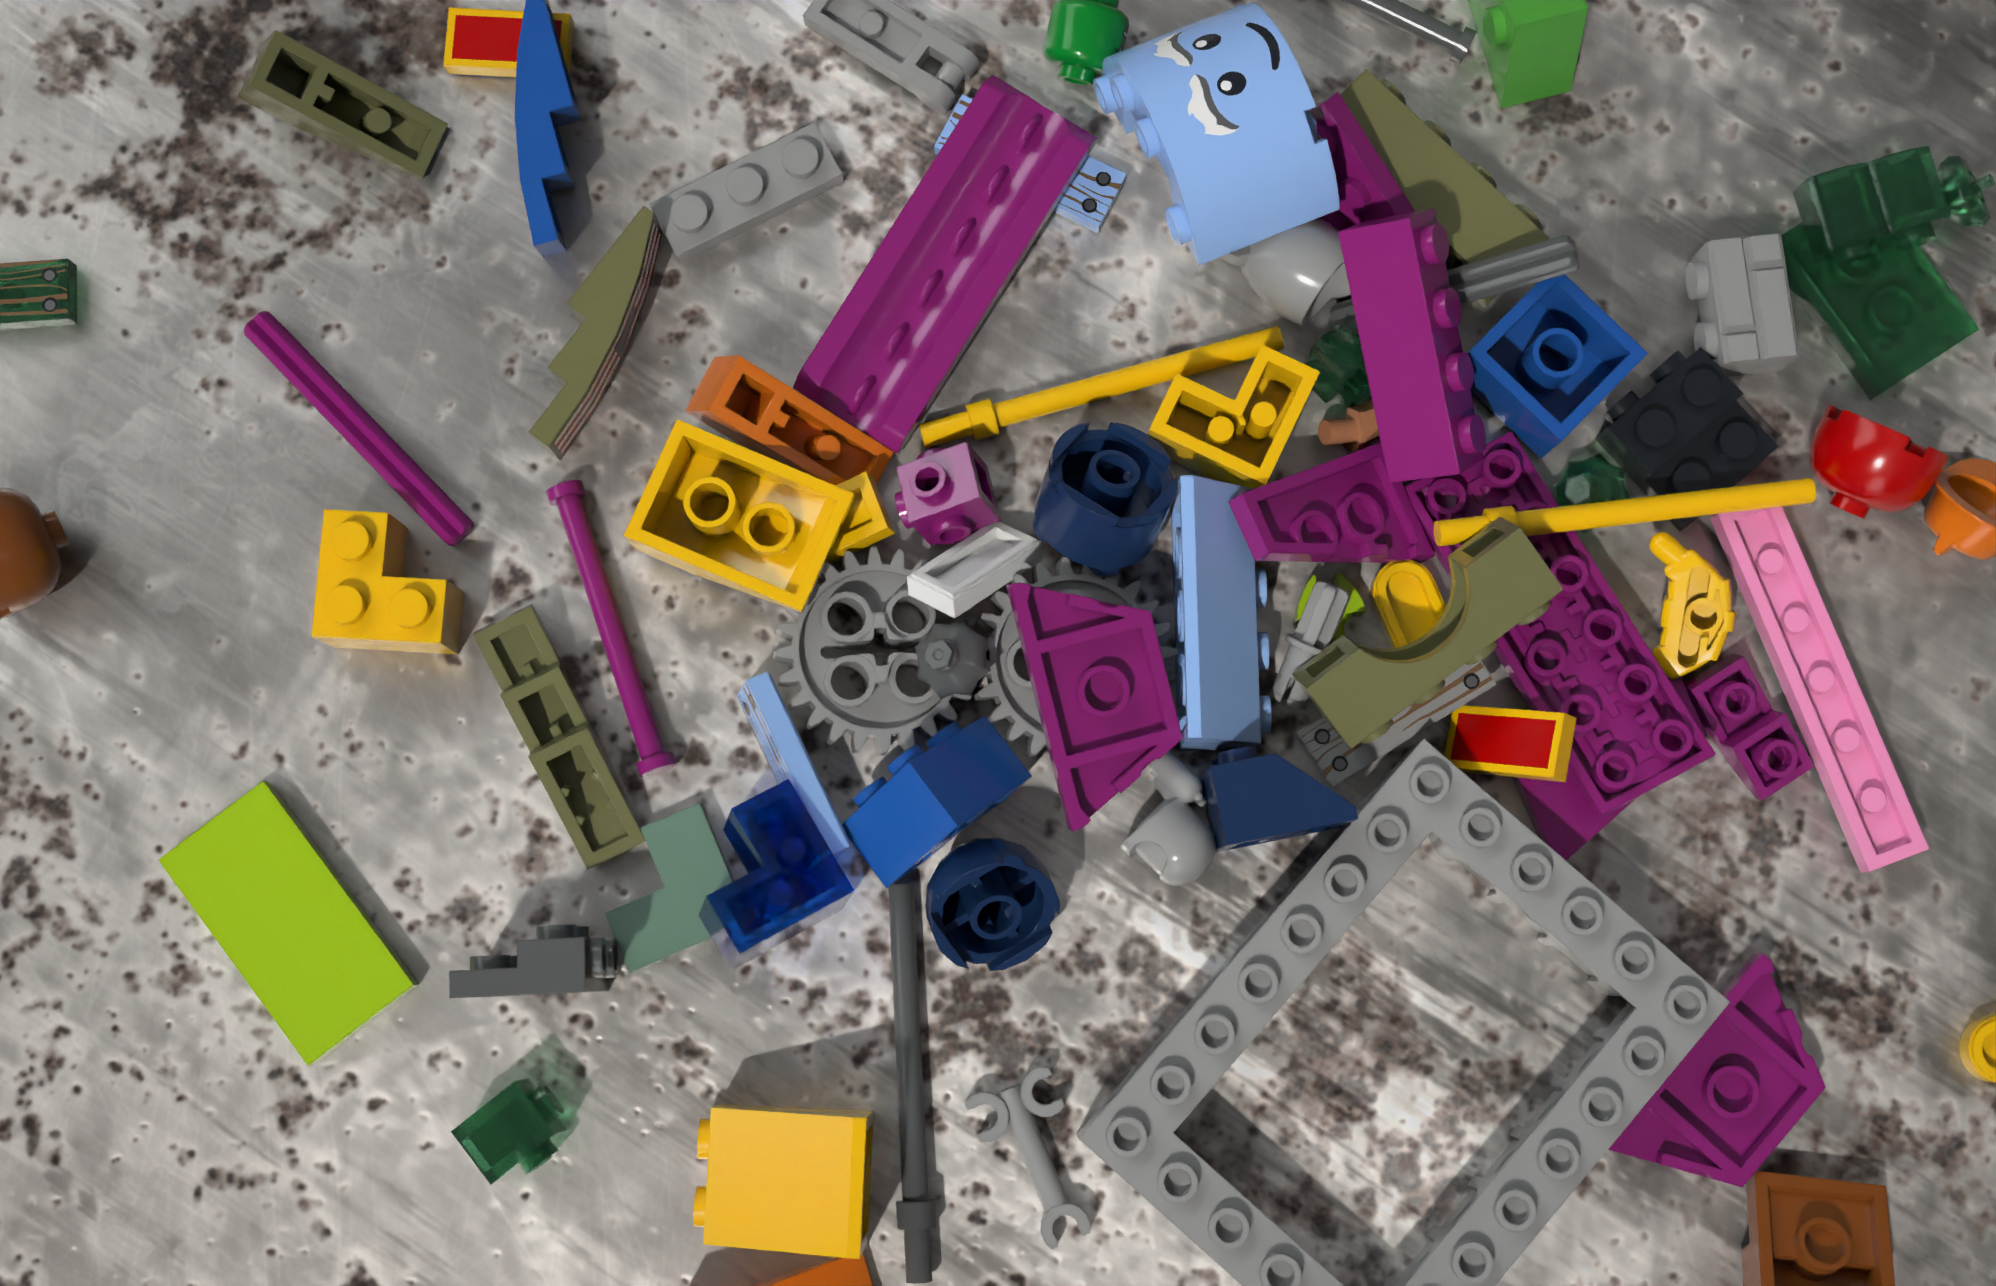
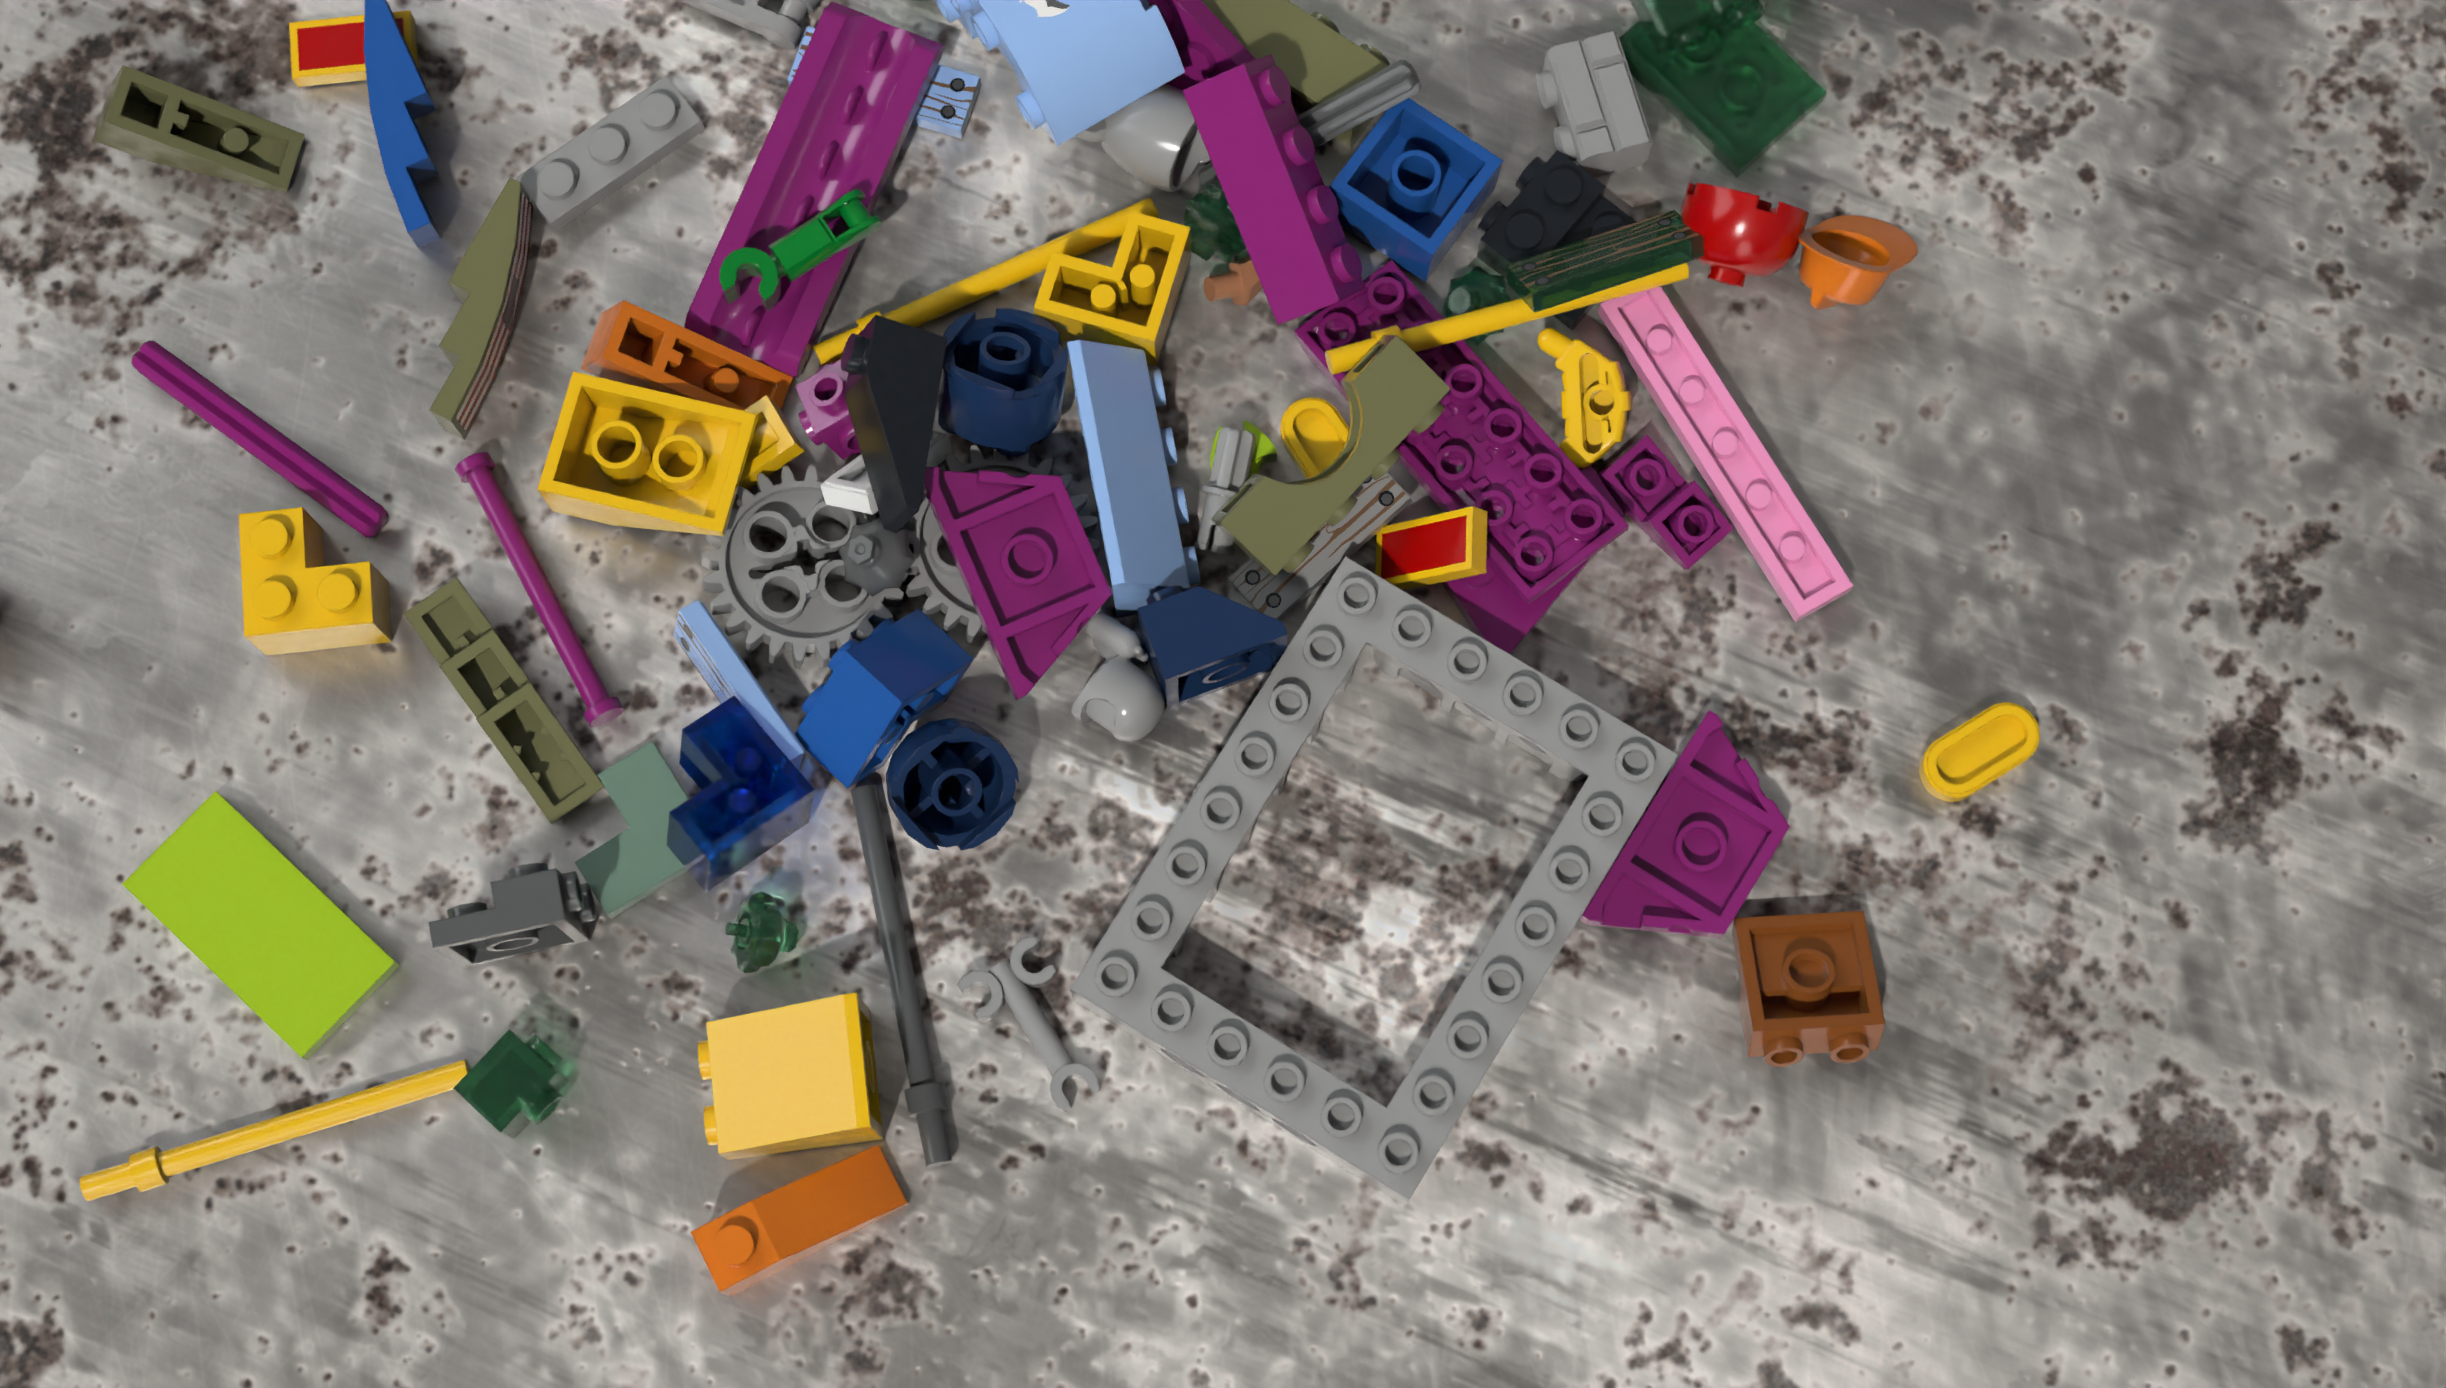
camera: 10 degrees left, 5 degrees down
(149, 1149) = (154, 1167): none -> yellow bar
(777, 1018) = (760, 933): none -> clear green piece
(921, 328) = (798, 250): none -> green piece
(993, 517) = (892, 409): none -> black slope
(1333, 515) = (1227, 363): magenta wing -> none
(1733, 473) = (1604, 261): none -> clear green tile

